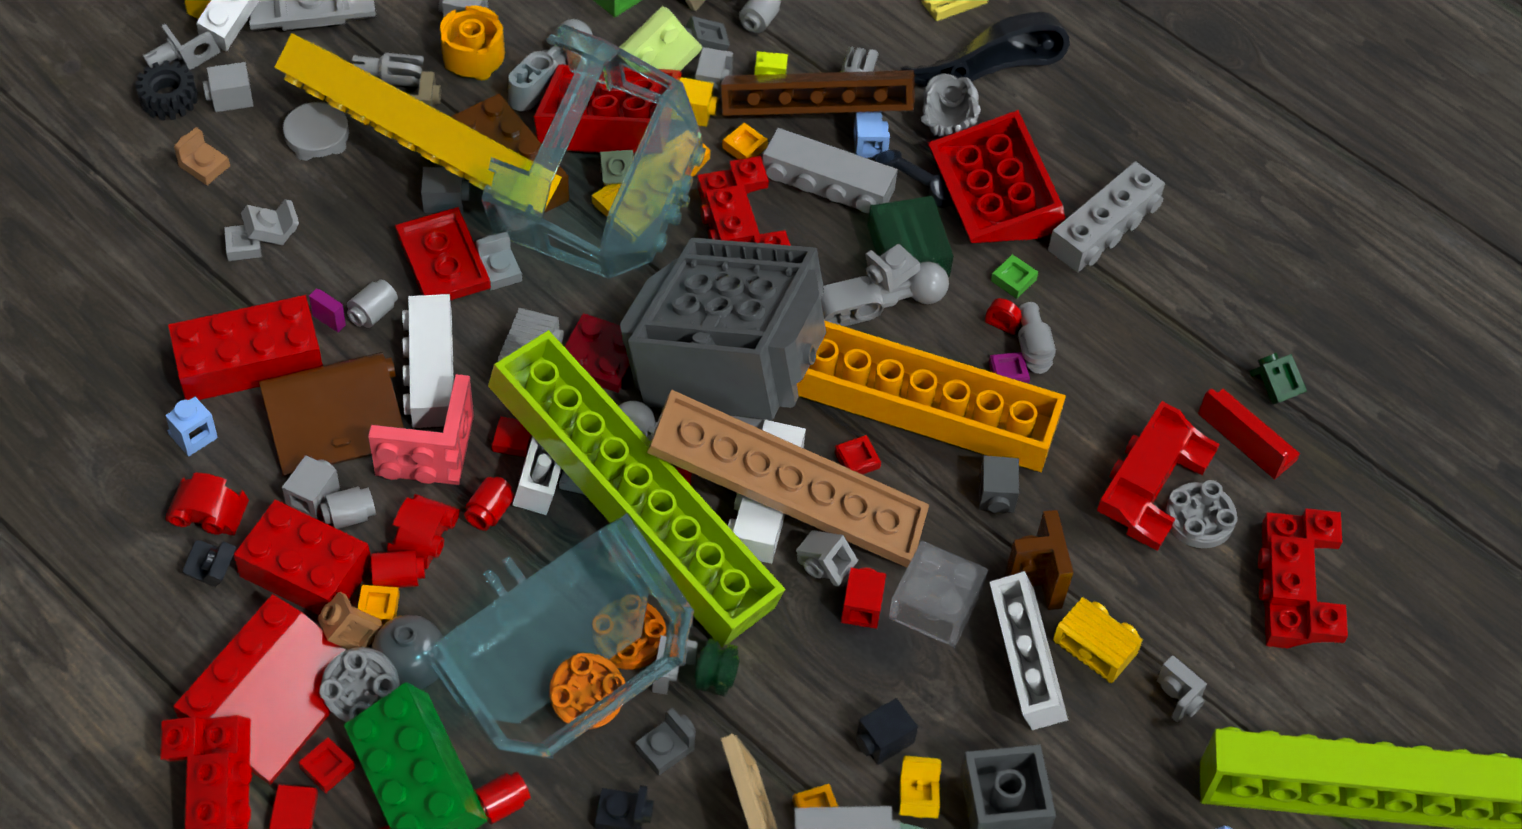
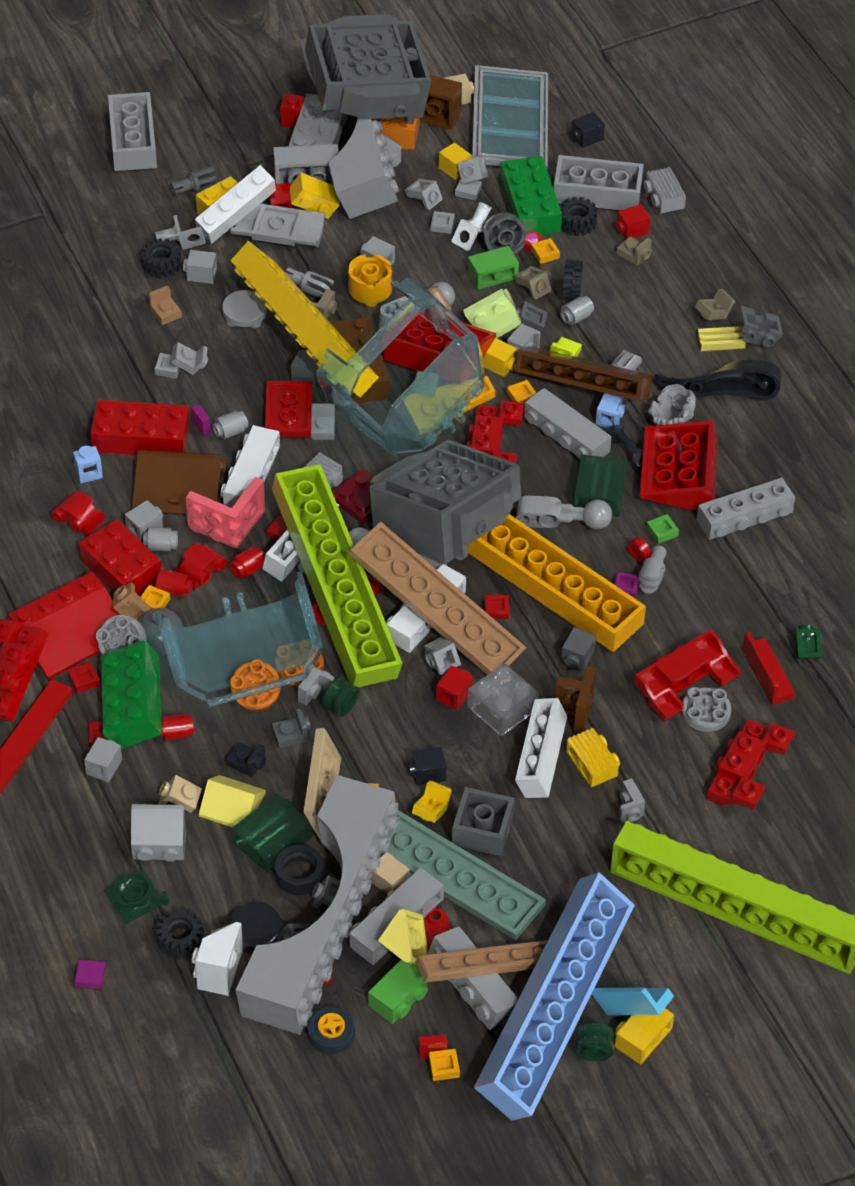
camera: 25 degrees right, 5 degrees down
(208, 562) = (64, 545): black bracket -> none
(892, 267) = (572, 496): light grey bracket -> none

